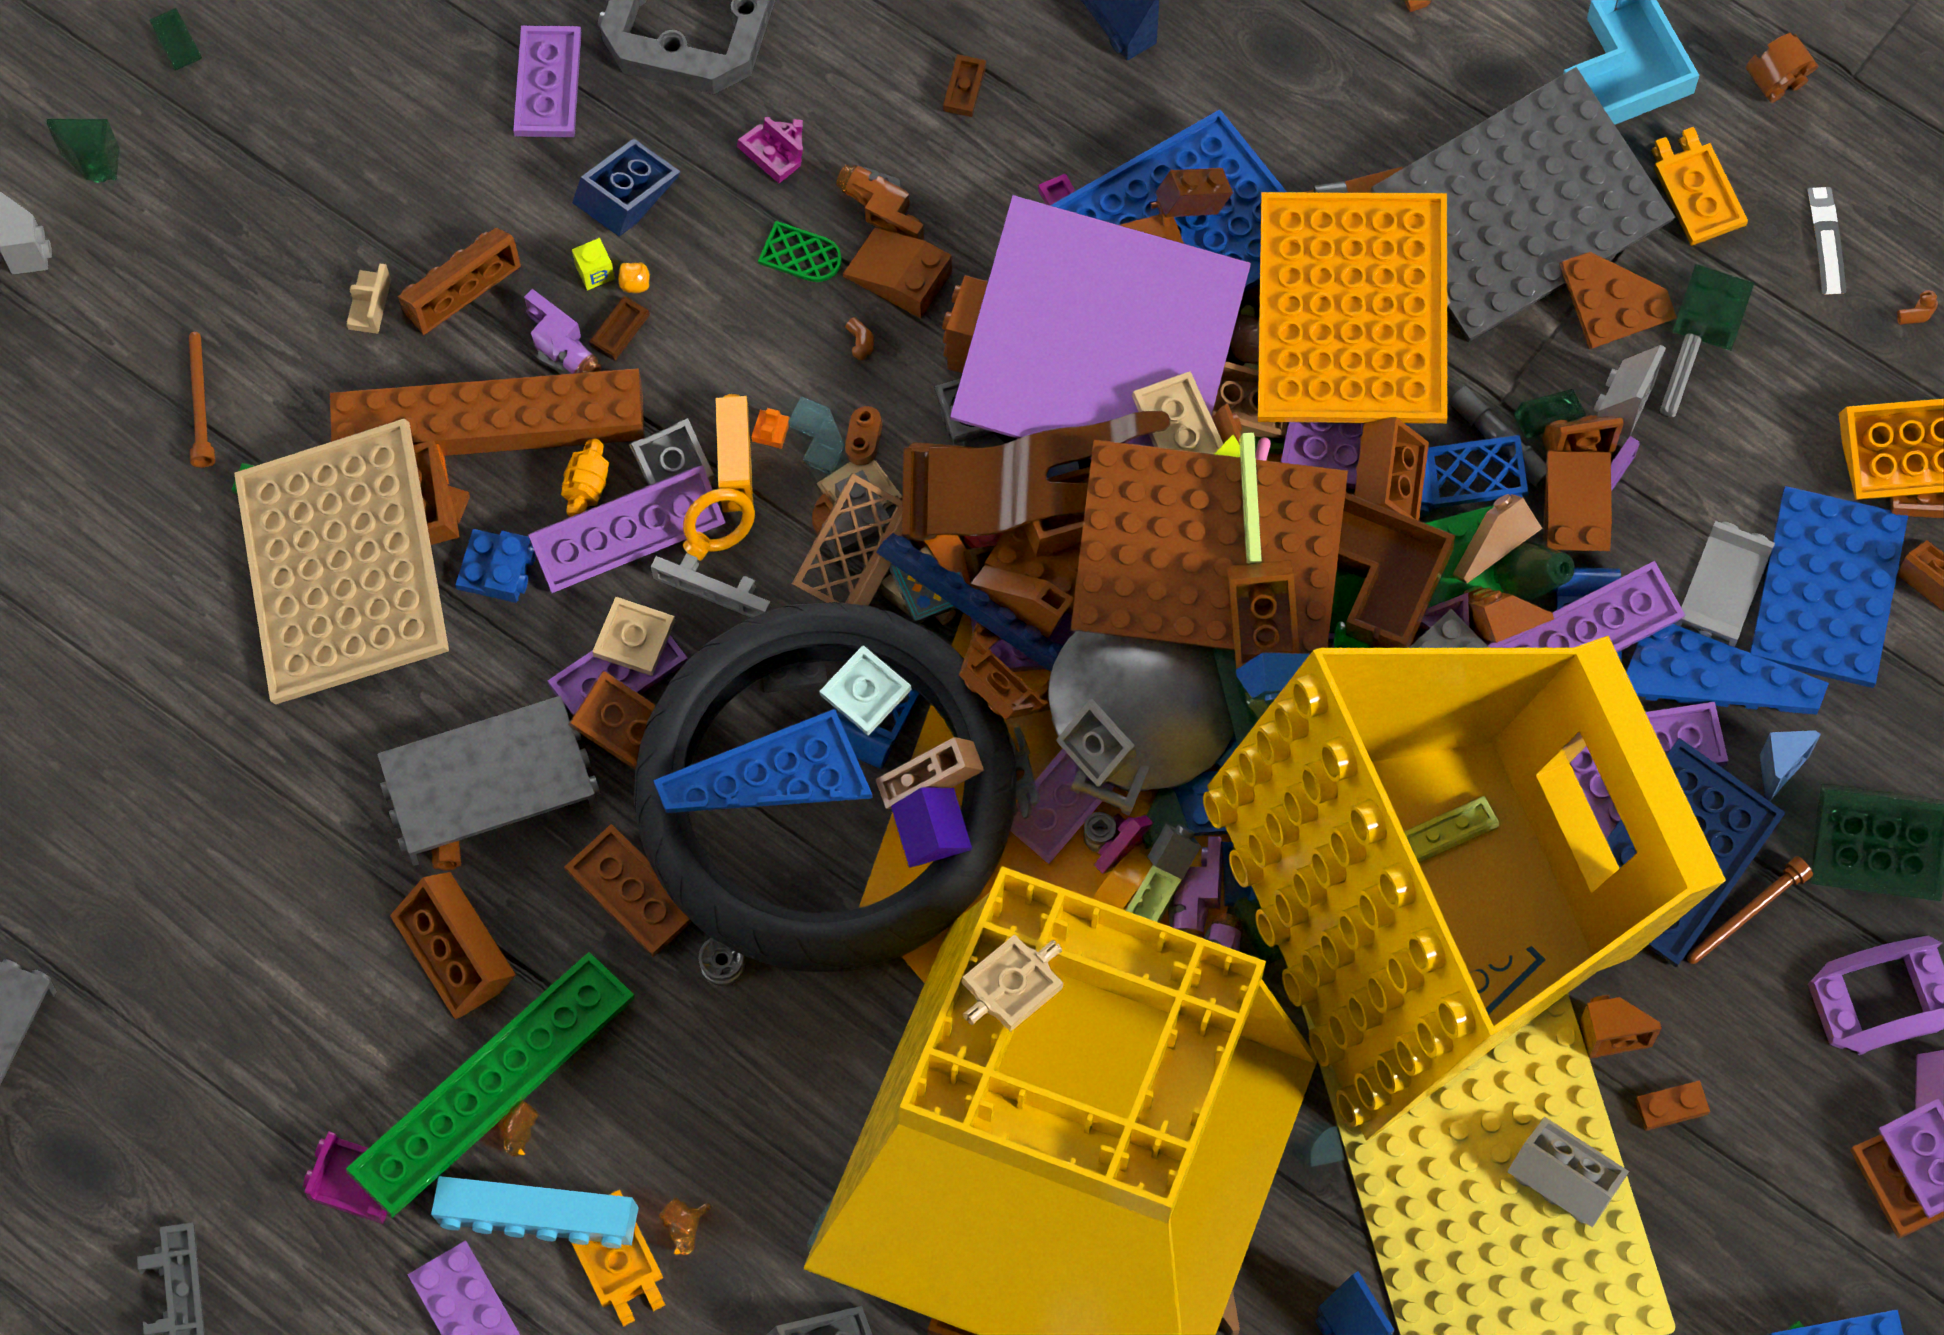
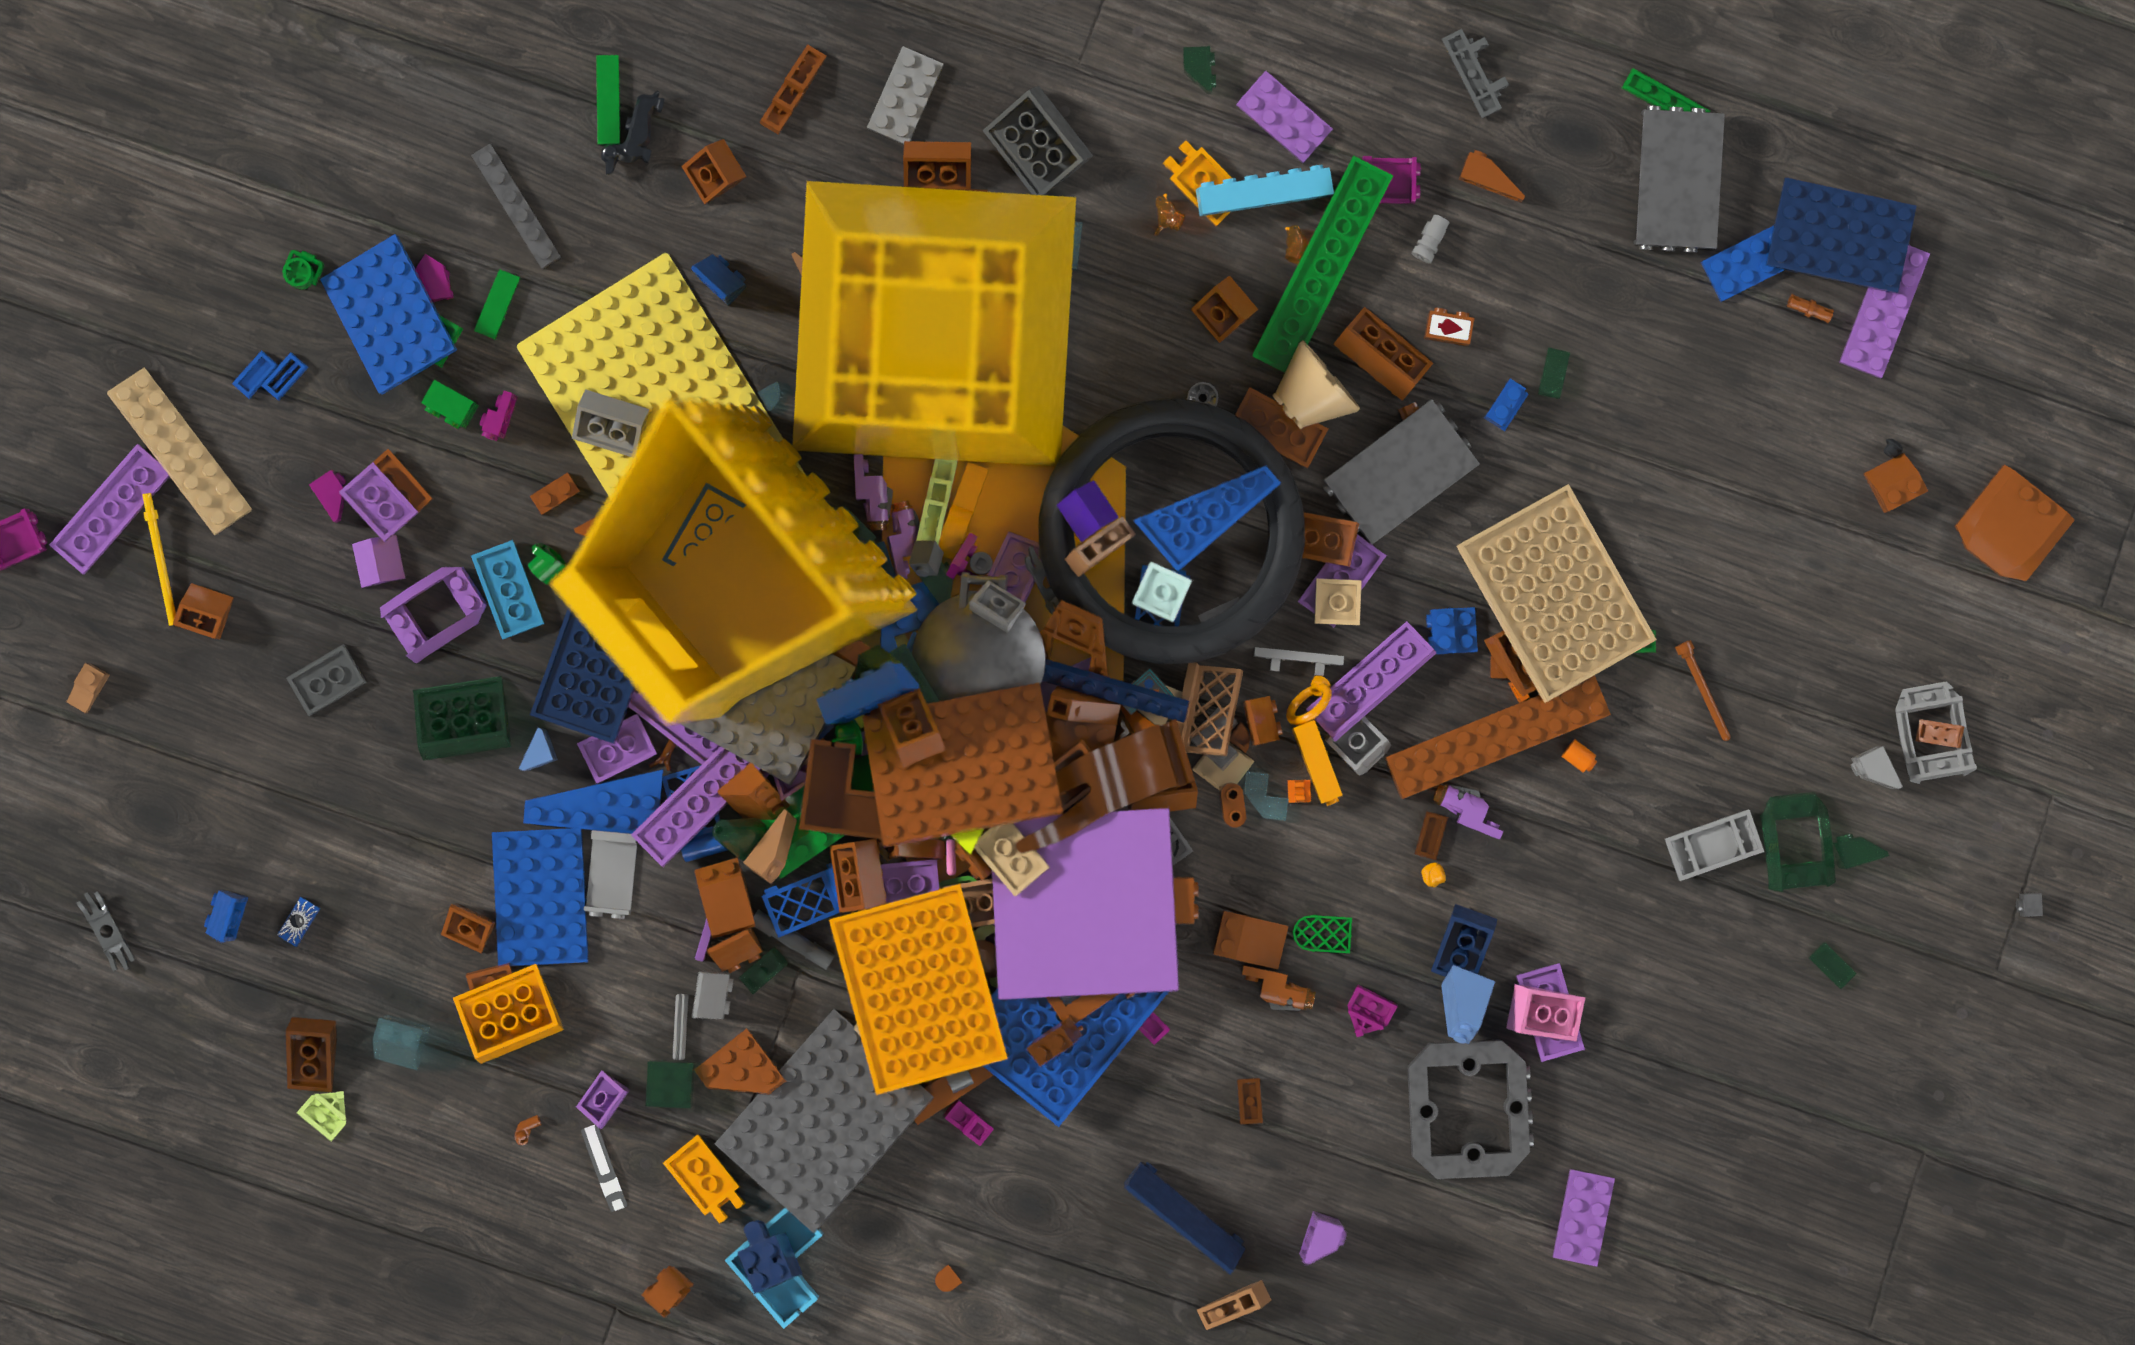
camera: 160 degrees right, 20 degrees up
(165, 149) = (1800, 874): none -> clear green wedge
(220, 1144) = (1486, 175): none -> dark orange slope
(231, 850) = (1553, 373): none -> clear green slope
(263, 212) = (1714, 845): none -> light grey slope
(310, 824) = (1506, 405): none -> blue window
(325, 1081) = (1432, 236): none -> light grey axle
(349, 951) = (1449, 327): none -> brick
(369, 300) = (1614, 801): tan panel -> none
(391, 364) = (1579, 756): none -> orange brick
(460, 280) = (1555, 834): dark orange slope -> none
(555, 73) = (1545, 1013): none -> bright pink slope
(565, 909) = (1312, 391): none -> tan cone
(585, 477) = (1413, 709): light orange piece -> none
(593, 264) = (1465, 875): neon yellow brick -> none
(648, 1070) = (1224, 309): none -> dark orange slope
(650, 105) = (1465, 1002): none -> medium blue slope
(789, 517) = (1261, 720): none -> dark orange slope
(864, 338) = (1256, 878): dark orange arm -> none
(1012, 982) = (979, 348): tan plate -> none
(1250, 498) = (942, 799): yellowish green tile -> none
(1331, 158) = (968, 1122): none -> magenta slope
(1451, 829) = (748, 623): yellowish green tile -> none
(1642, 55) = (768, 1259): none -> dark blue brick
(1709, 1008) = (547, 563): none -> green piece
(1733, 1223) = (496, 423): none -> magenta plate
(1773, 993) = (507, 589): none -> dark azure plate
(1796, 872) = (513, 678): dark orange piece -> none
(1796, 1265) = (447, 402): none -> green brick
(1807, 313) = (602, 1099): none -> medium lavender slope

